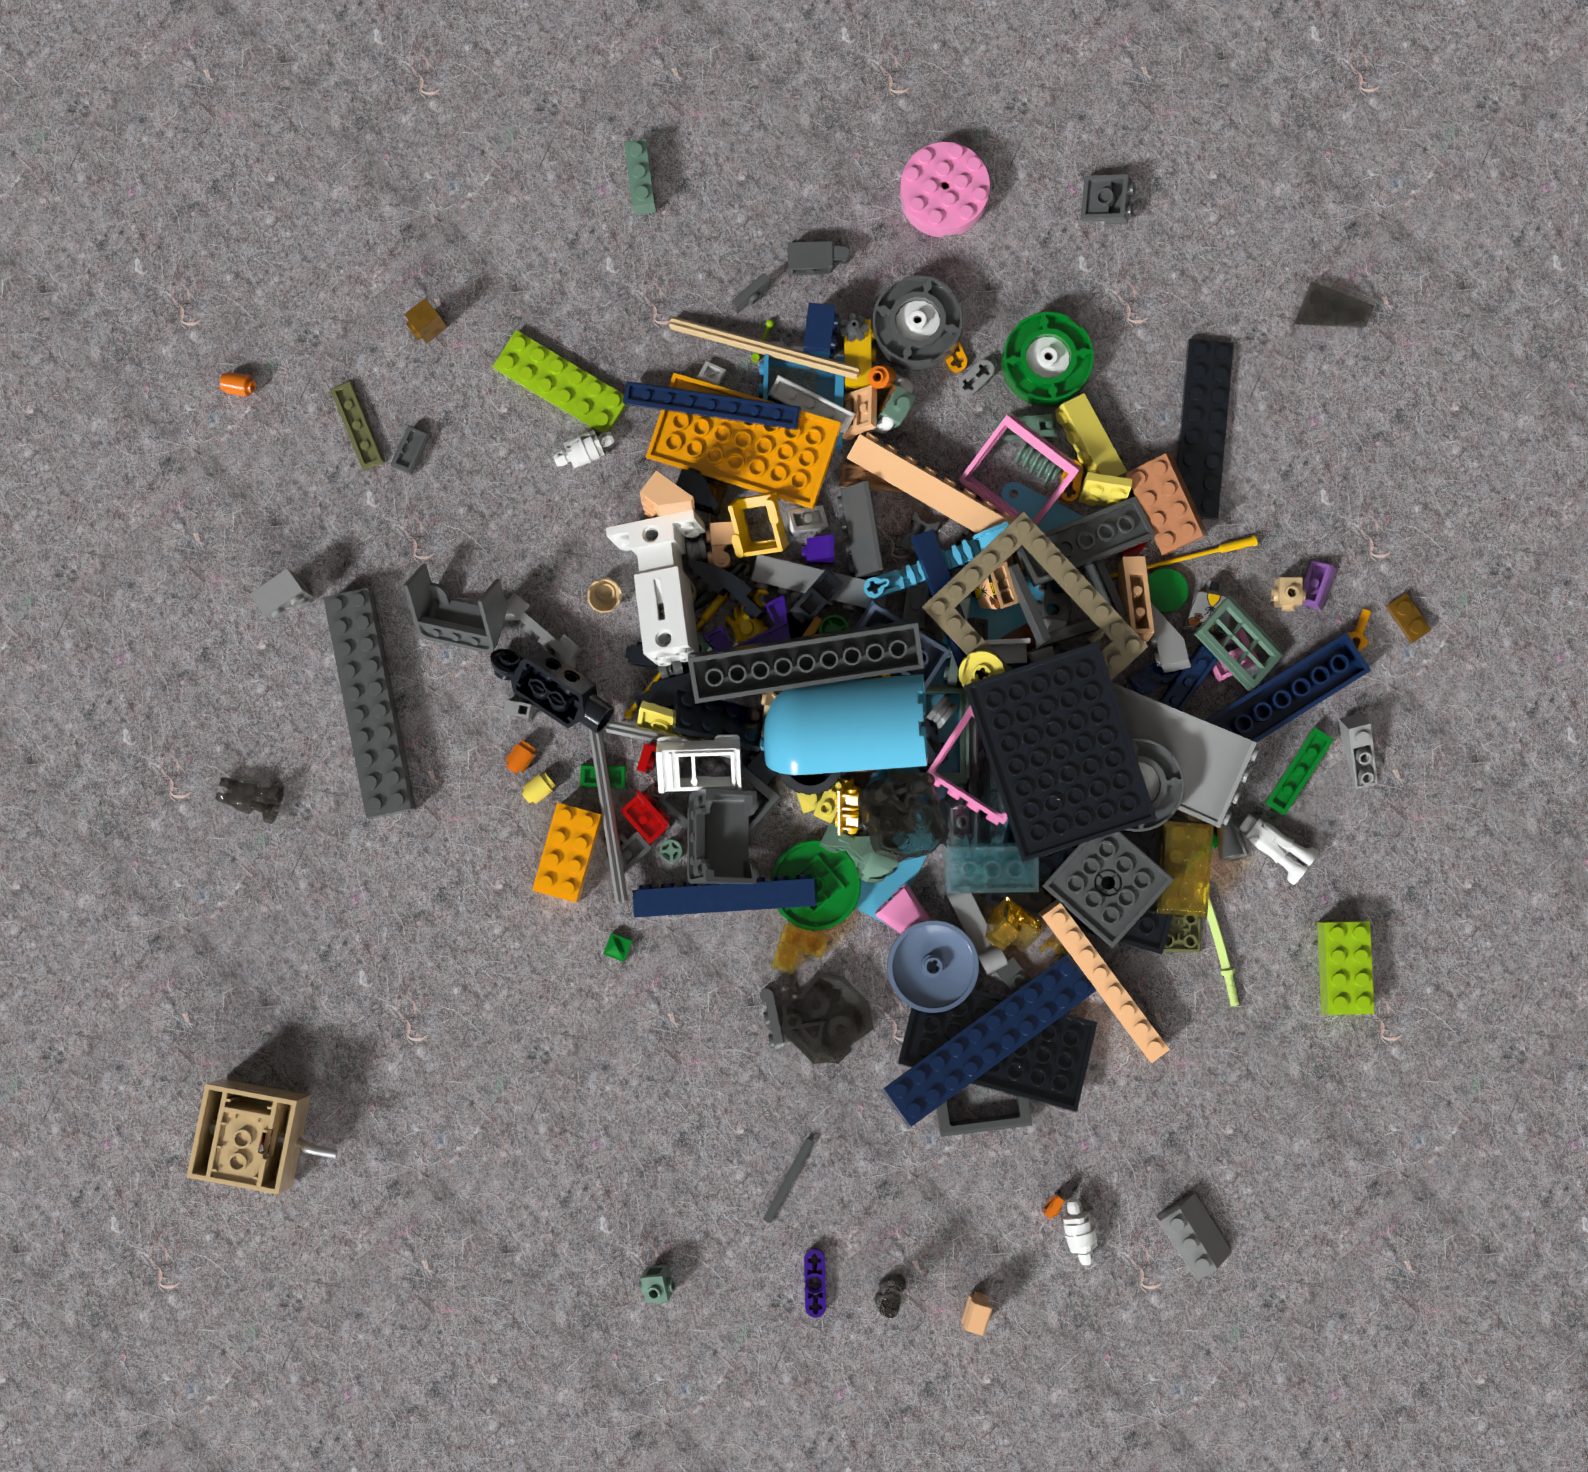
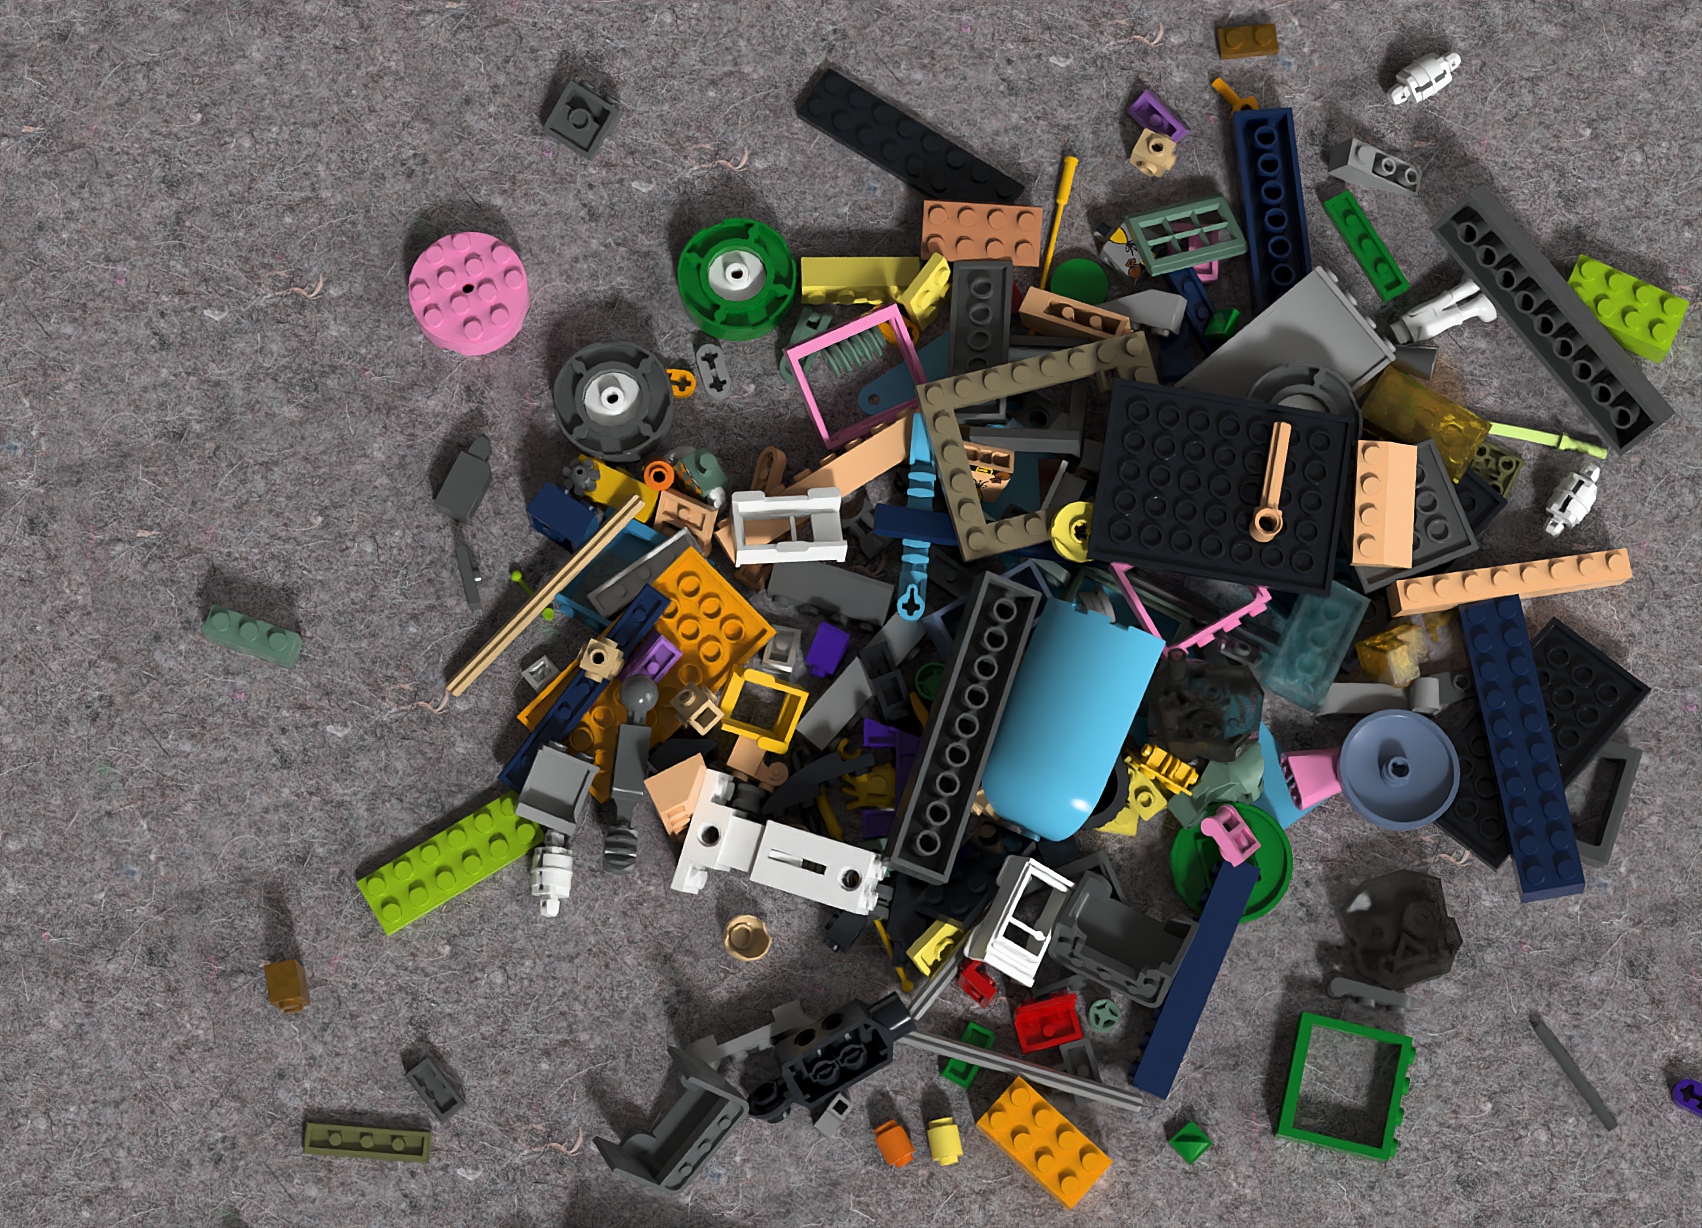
camera: 70 degrees left, 10 degrees down
(637, 422) = (556, 787): none -> light grey panel
(667, 461) = (638, 695): none -> dark grey arm
(721, 1066) = (1294, 1077): none -> green window
(733, 483) = (696, 708): none -> tan brick
(736, 409) = (612, 659): none -> tan brick
(748, 438) = (652, 658): none -> medium lavender slope
(797, 940) = (1289, 922): clear yellow brick -> none
(825, 882) = (1233, 844): none -> bright pink plate
(912, 492) = (819, 505): none -> white piece
(923, 449) = (768, 470): none -> light nougat plate
(1080, 784) = (1272, 484): none -> light nougat axle
(1106, 868) = (1383, 504): none -> light nougat slope
(1185, 699) = (1222, 324): none -> green tile
(1186, 997) = (1575, 497): none -> white piece
(1308, 923) = (1552, 320): none -> dark grey brick
(1445, 752) = (1423, 77): none -> white piece

